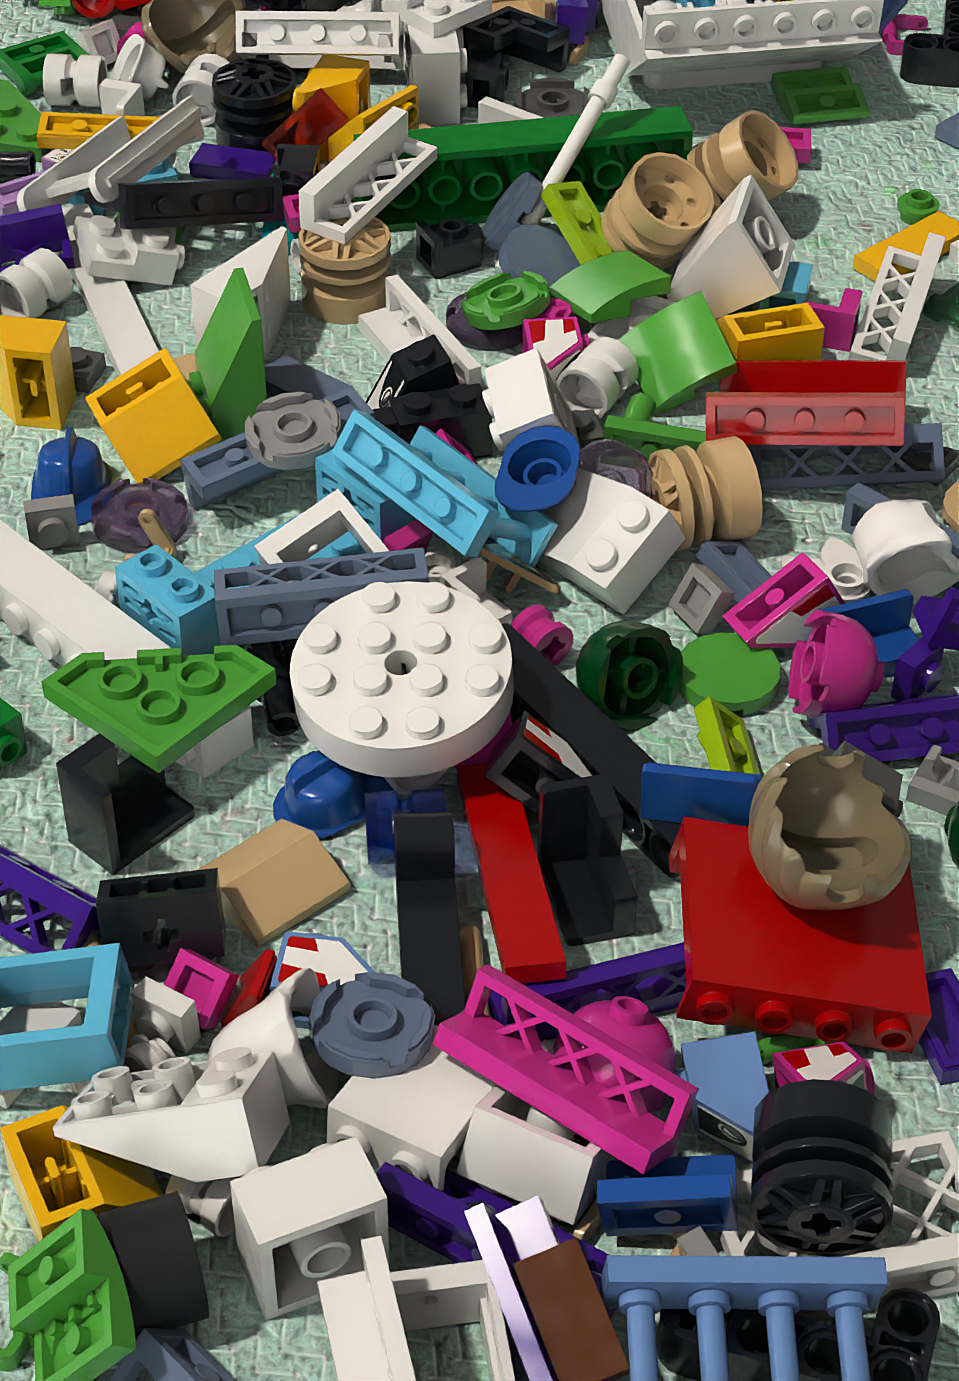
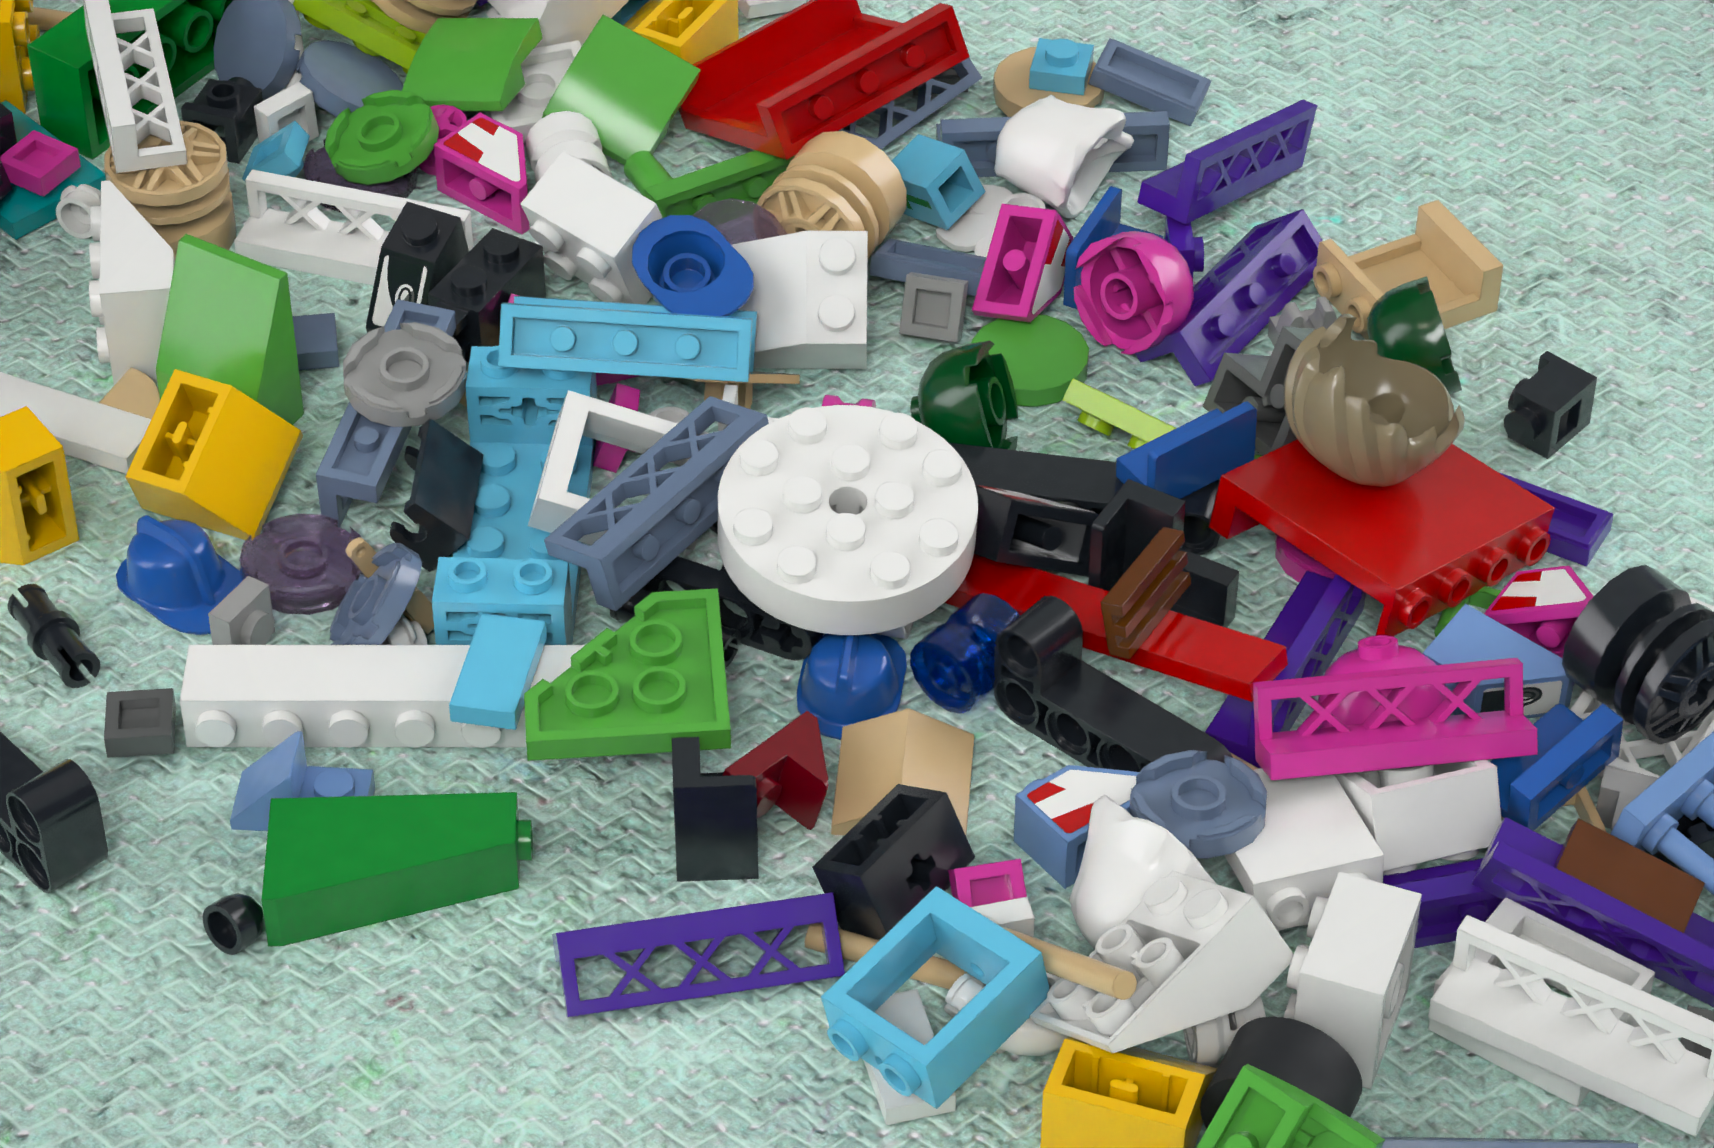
camera: 45 degrees left, 0 degrees up
(108, 630) = (498, 671): none -> medium azure tile
(112, 551) = (377, 602): none -> sand blue tile
(120, 1056) = (1083, 969): none -> tan bar
(195, 811) = (789, 771): none -> dark red slope
(240, 515) = (440, 494): none -> black hinge
(251, 987) = (1043, 865): red slope -> none
(444, 285) = (280, 152): none -> medium azure plate
(475, 263) = (283, 108): none -> white plate
(524, 866) = (1145, 593): none -> reddish brown tile
(804, 519) = (937, 181): none -> medium azure brick

